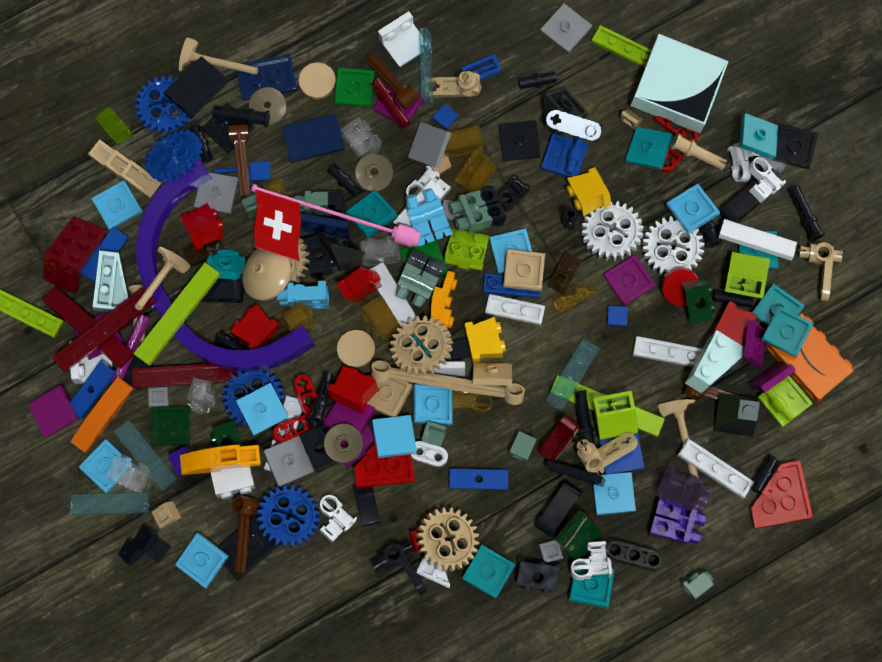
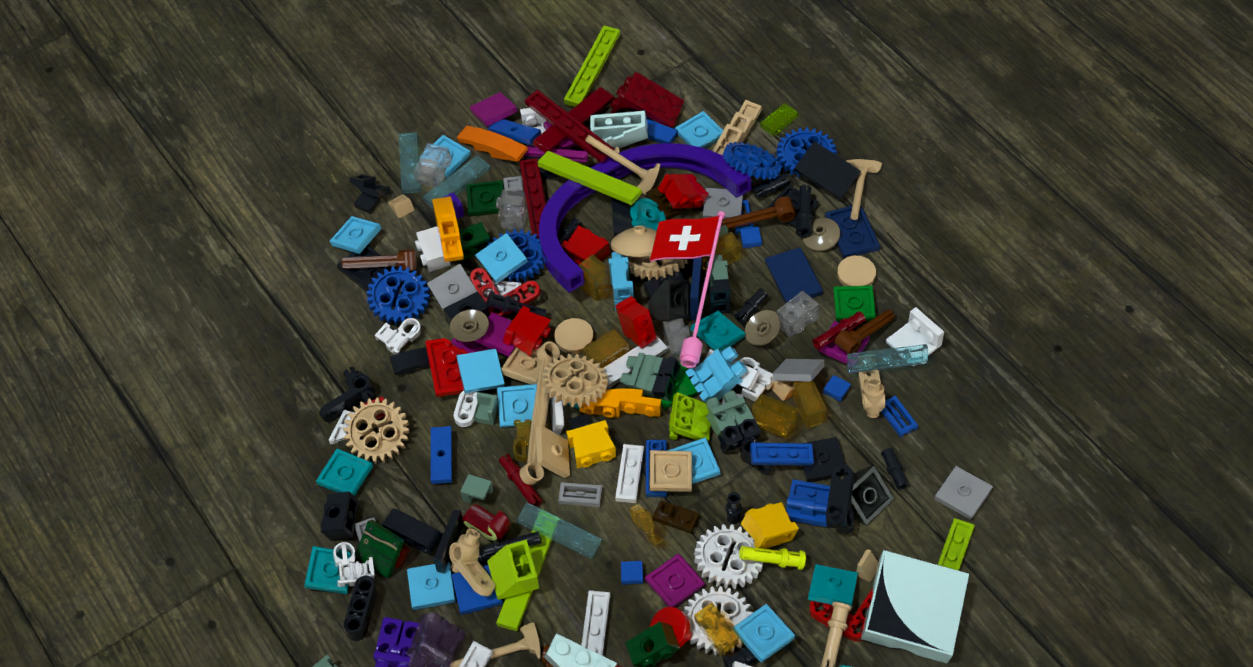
camera: 85 degrees right, 20 degrees down
(510, 410) = (513, 473): none -> dark red pin
(518, 171) = (781, 454): none -> blue tile
(529, 371) = (578, 497): none -> light grey tile
(619, 185) = (782, 557): none -> neon yellow pin
(691, 244) = (716, 629): none -> clear yellow brick

